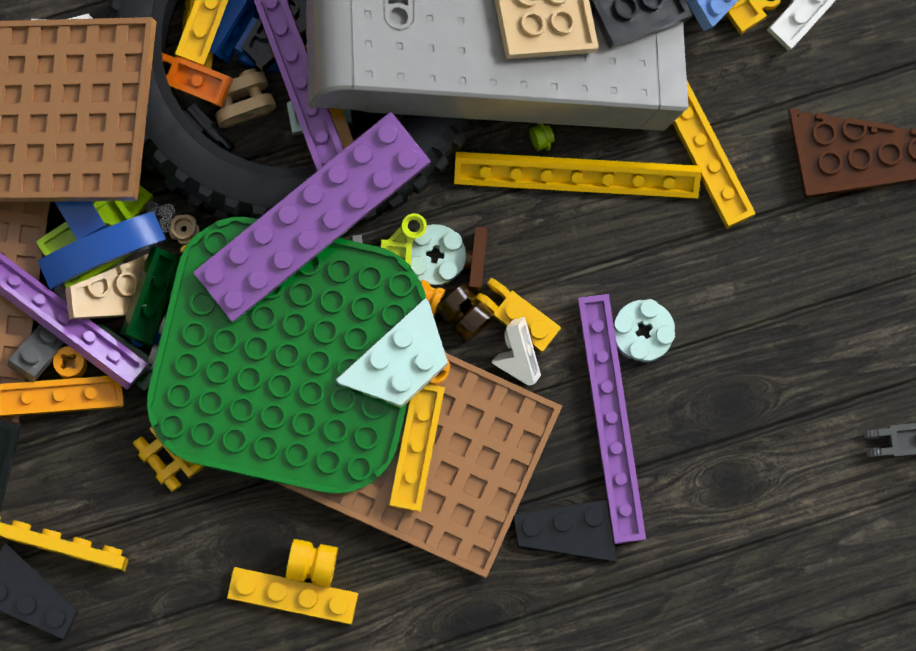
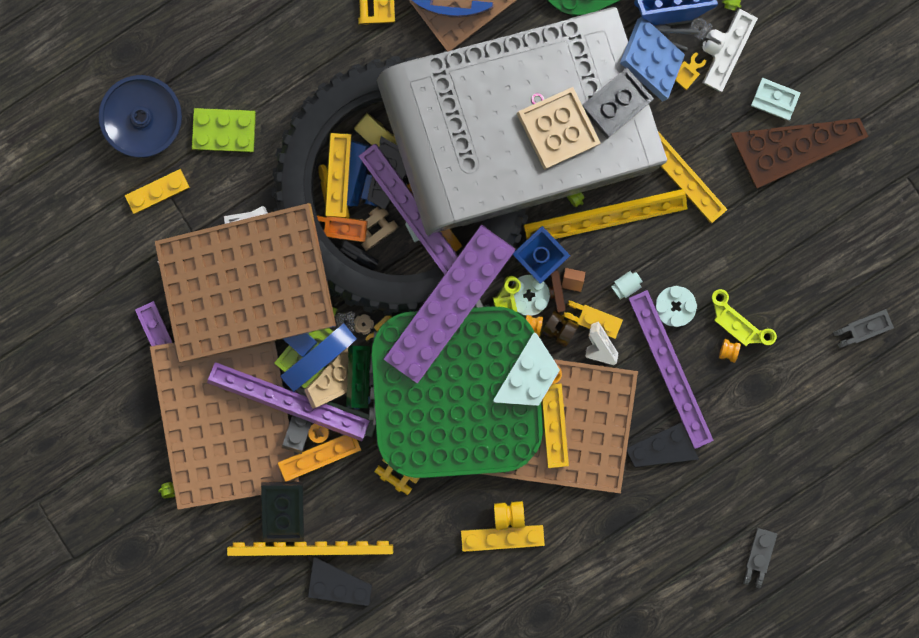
camera: 10 degrees left, 10 degrees up
(468, 198) = (541, 254): none -> blue slope
(505, 252) = (573, 279): none -> nougat slope
(581, 279) = (627, 285): none -> light aqua brick
(704, 415) = (729, 350): none -> light orange wheel
(726, 381) = (738, 325): none -> neon yellow plate
(865, 81) = (775, 99): none -> light aqua plate

